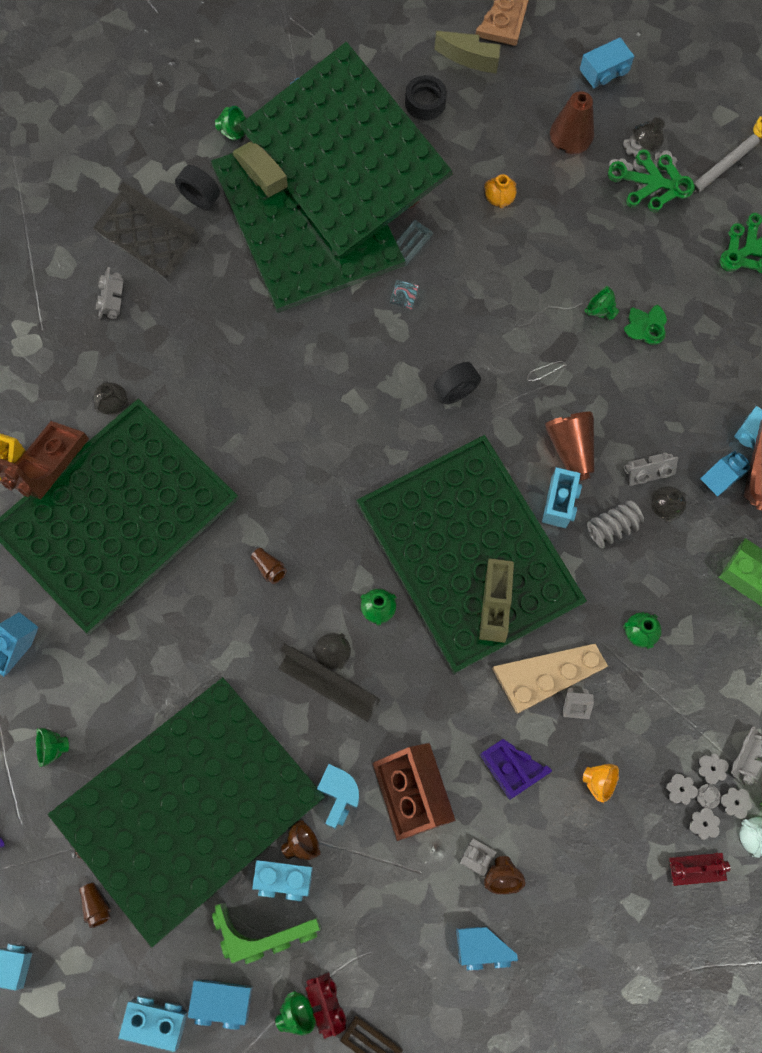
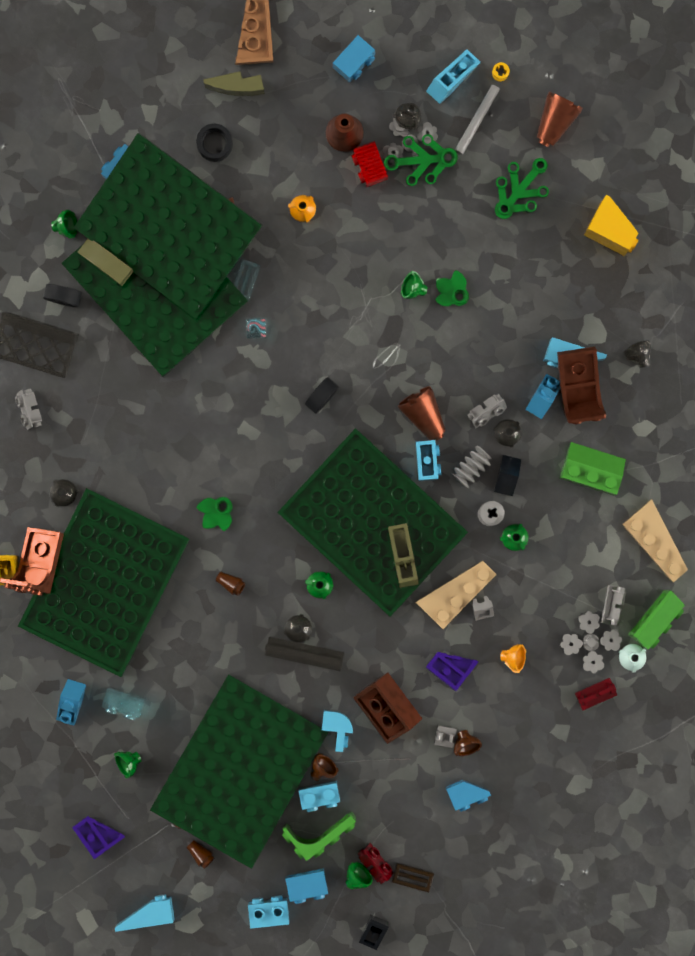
camera: 15 degrees left, 15 degrees up
(78, 667) = (123, 702): none -> clear light blue brick
(278, 478) = (214, 515): none -> green plate
(592, 168) = (370, 164): none -> red brick
(624, 585) = (498, 512): none -> light grey piece
(655, 552) = (508, 475): none -> black slope
(708, 112) = (452, 76): none -> medium azure slope

